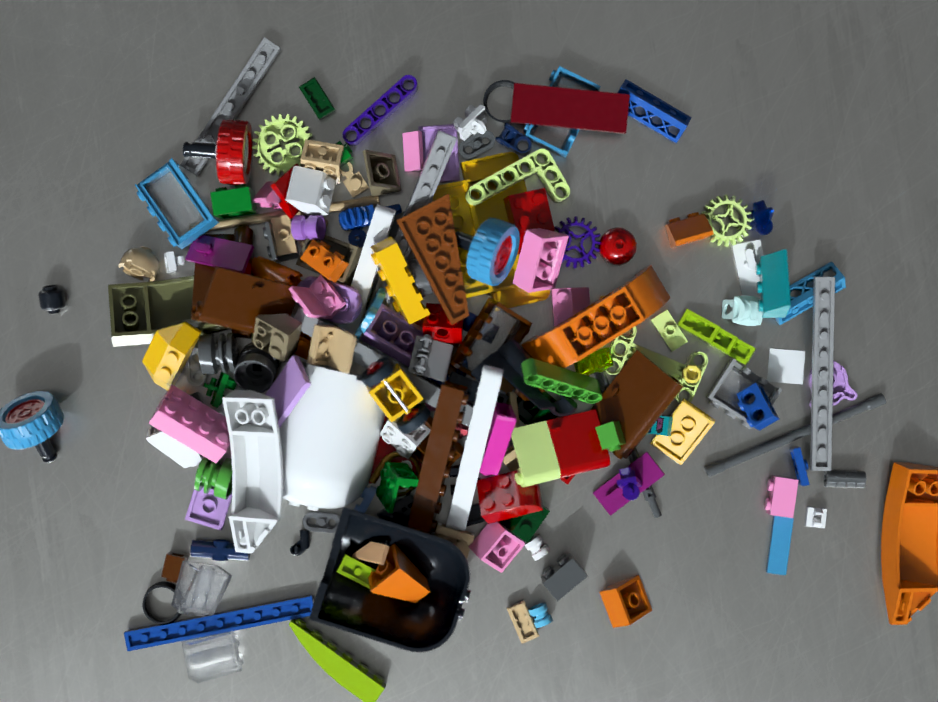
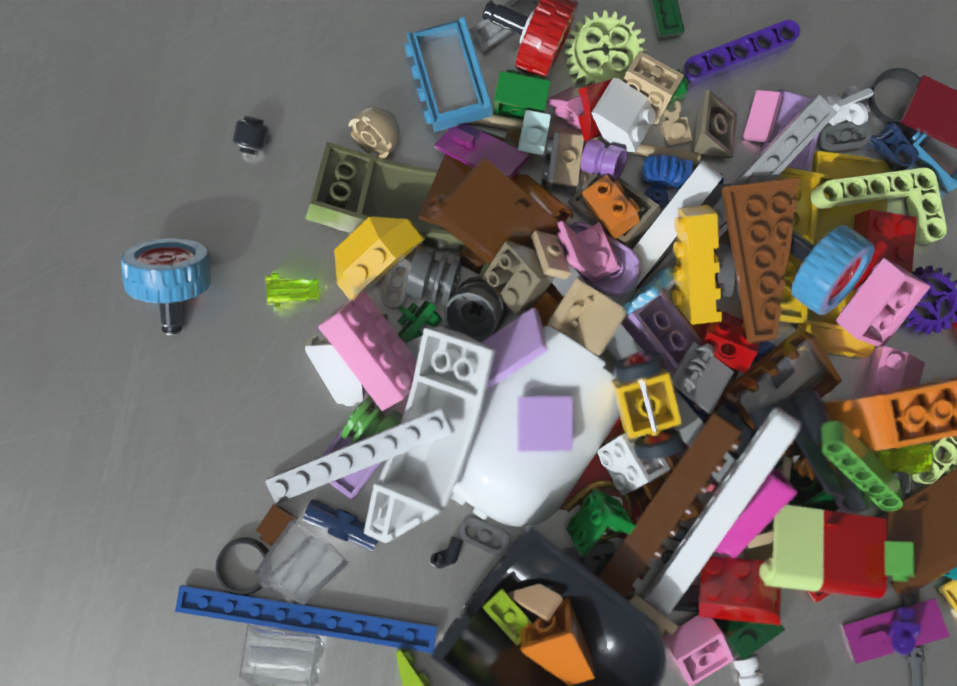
camera: 20 degrees right, 5 degrees down
(120, 401) = (284, 291): none -> clear neon green piece
(172, 261) = (416, 143): white tile -> none
(212, 499) = (360, 454): none -> plate
(251, 227) = (534, 132): none -> light aqua slope
(292, 313) = (550, 255): none -> tan plate
(328, 433) = (544, 423): none -> lavender tile
(367, 496) = (555, 524): medium blue plate -> none

